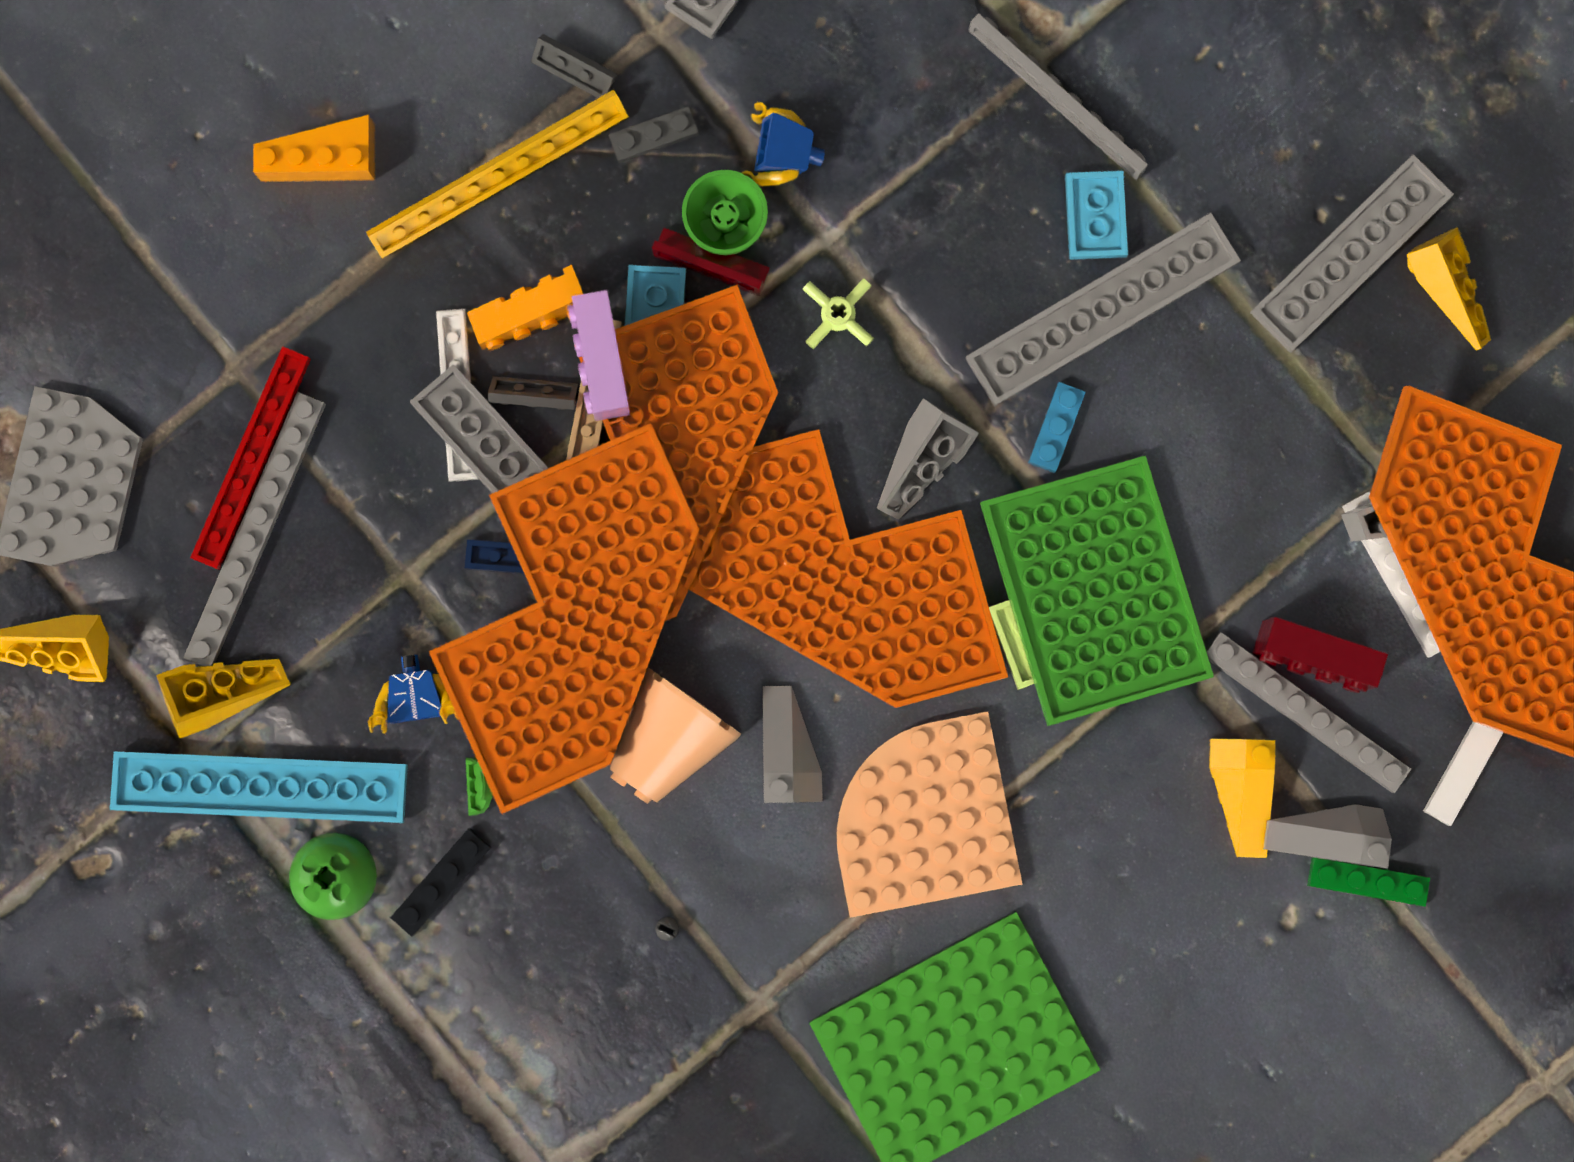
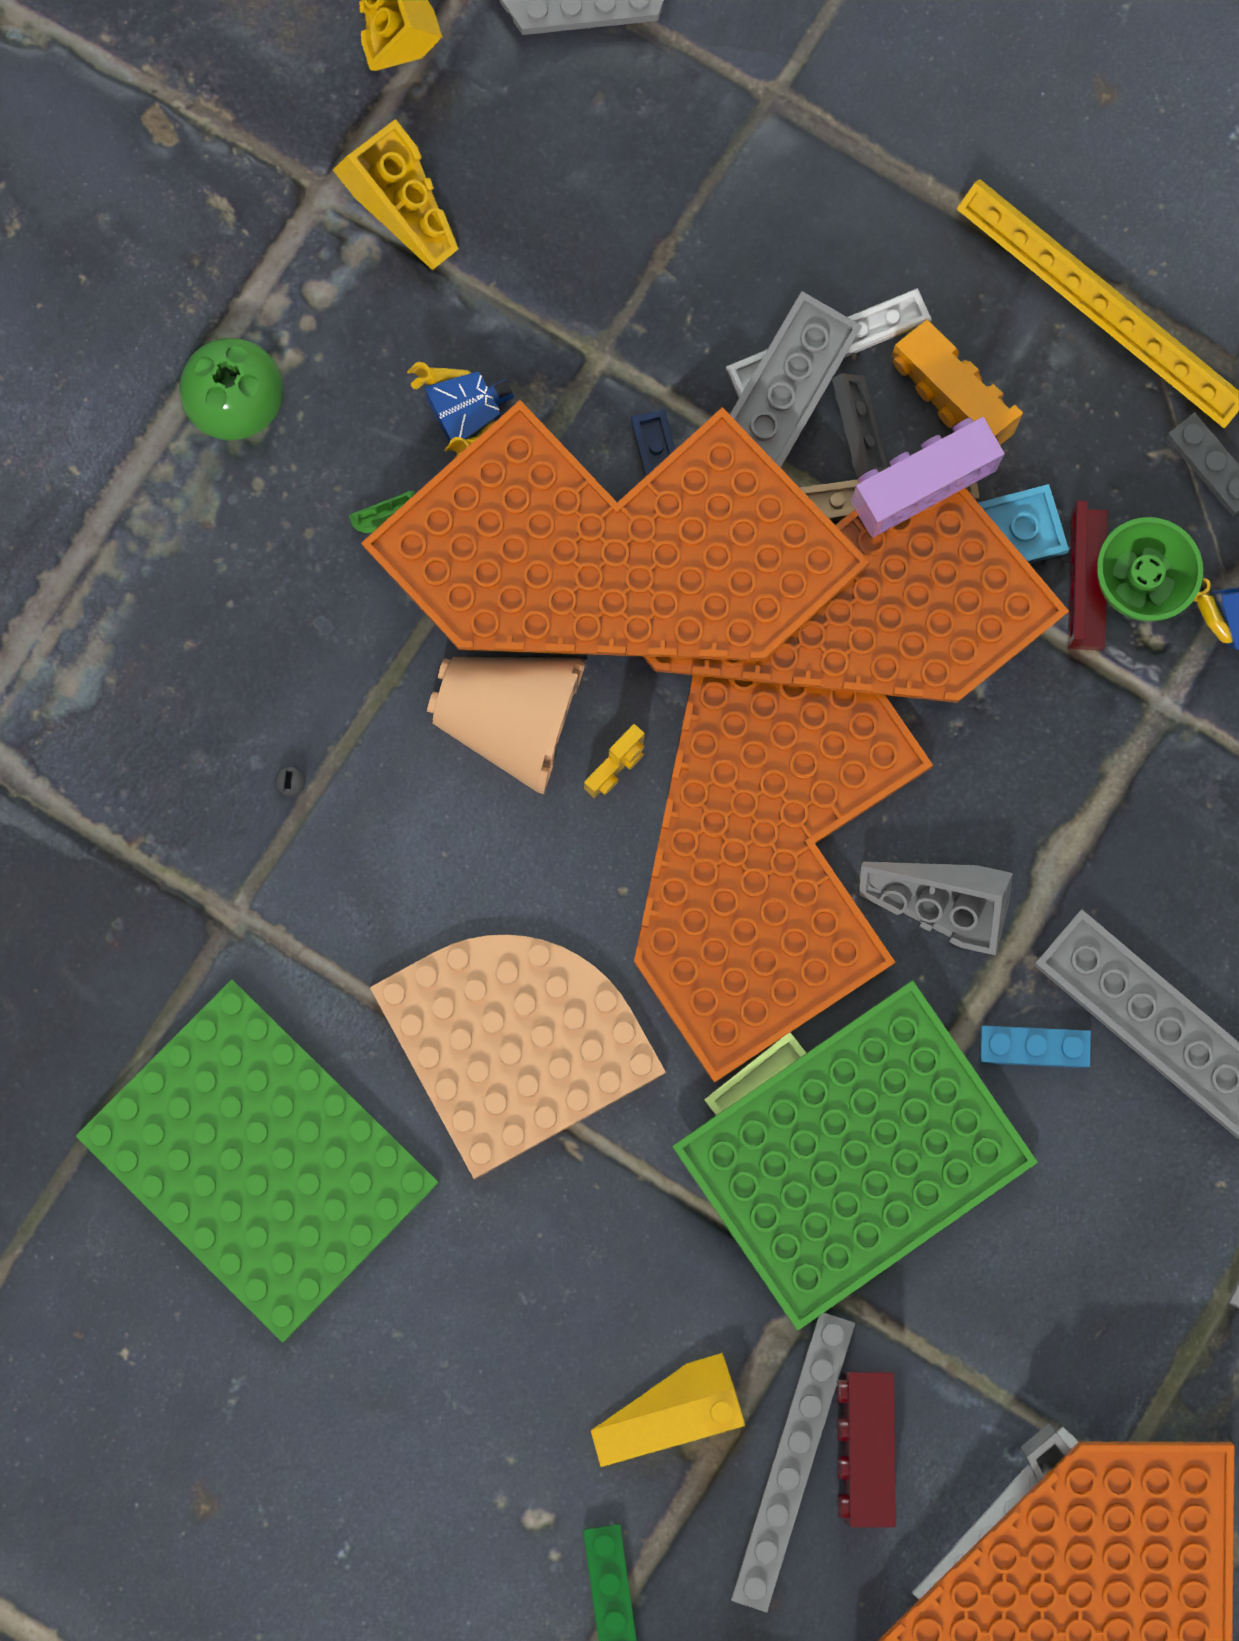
camera: 70 degrees right, 5 degrees down
(250, 458) = (676, 141): red plate -> none
(254, 530) = (596, 174): light grey plate -> none
(258, 787) = (306, 276): medium azure plate -> none
(319, 154) = (1052, 101): light orange wedge -> none
(440, 882) = (262, 509): black plate -> none
(734, 660) = (623, 753): none -> yellow plate
(788, 754) = (535, 854): light grey wedge -> none
(838, 303) = (1066, 742): yellowish green bar -> none
(1340, 834) = (658, 1549): light grey wedge -> none

